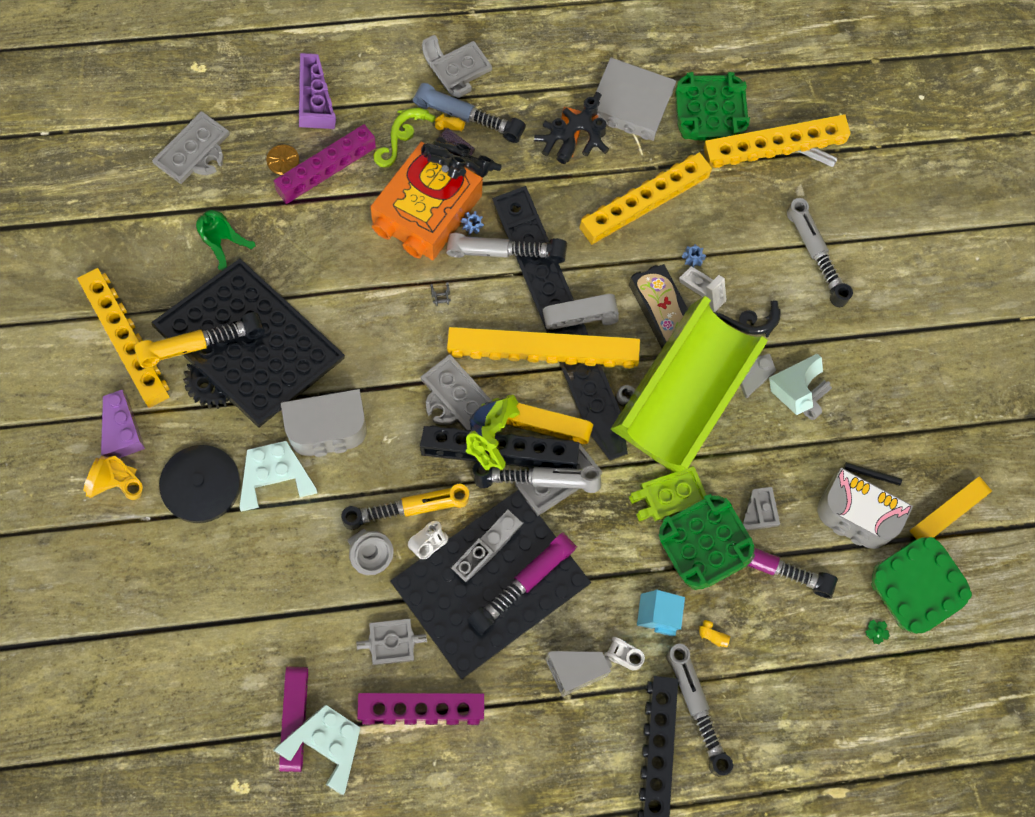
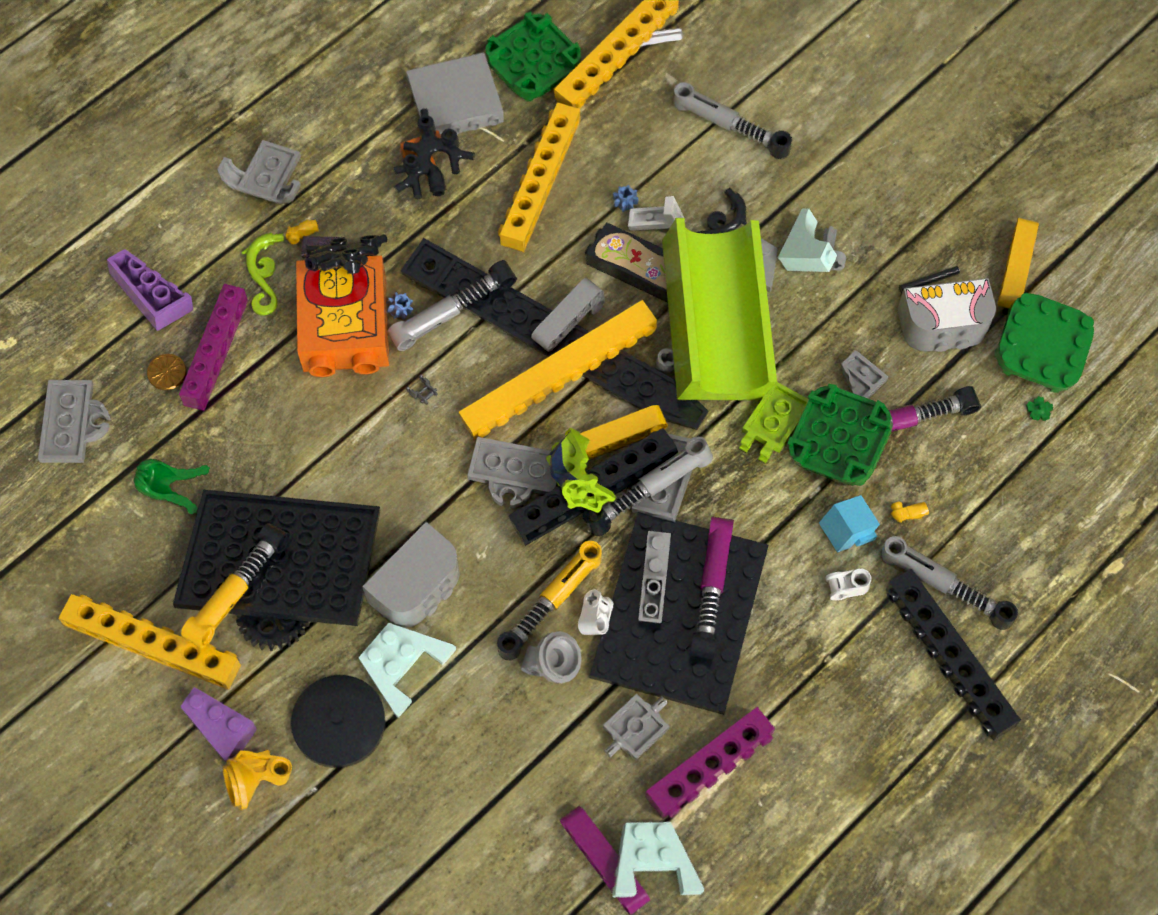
camera: 30 degrees left, 5 degrees down
(428, 97) = (261, 220): piece -> none
(577, 669) = (818, 625): light grey slope -> none

